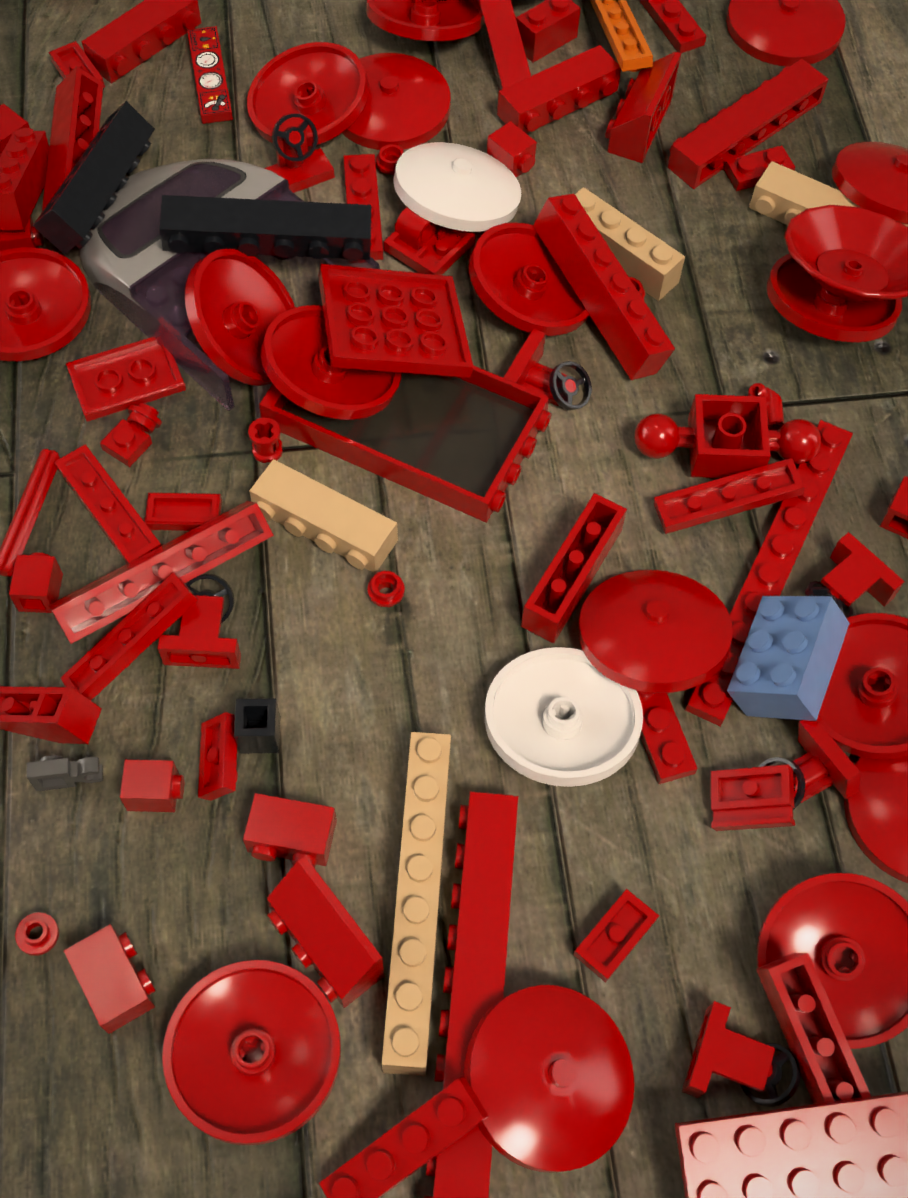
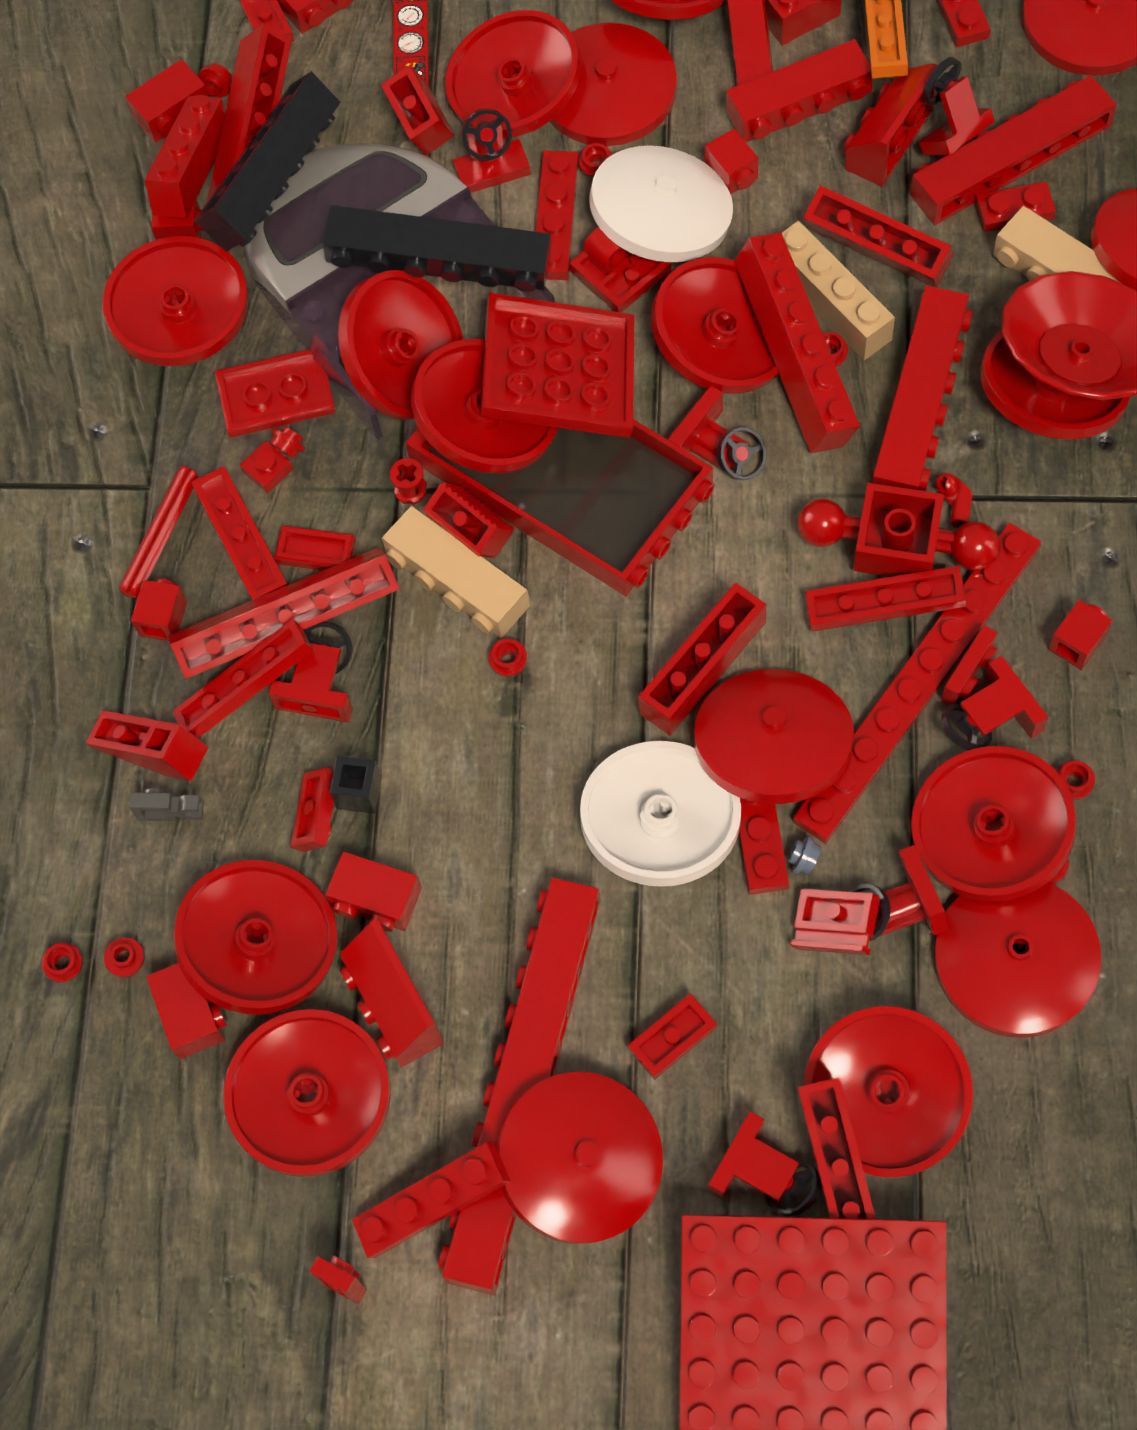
camera: 20 degrees right, 5 degrees up
(38, 119) = (216, 79): none -> red plate
(151, 785) = (246, 830): red brick -> none
(174, 894) = (255, 937): none -> red dish
(226, 128) = (417, 110): none -> red brick
(329, 466) = (468, 520): none -> red brick
(417, 906) = (484, 977): tan brick -> none
(654, 196) = (878, 236): none -> red brick
(706, 739) = (804, 856): none -> sand blue plate
(707, 99) = (960, 108): none -> red piece
(719, 315) = (922, 389): none -> red brick
(789, 657) = (903, 782): medium blue brick -> none
(815, 560) = (963, 679): none -> red plate

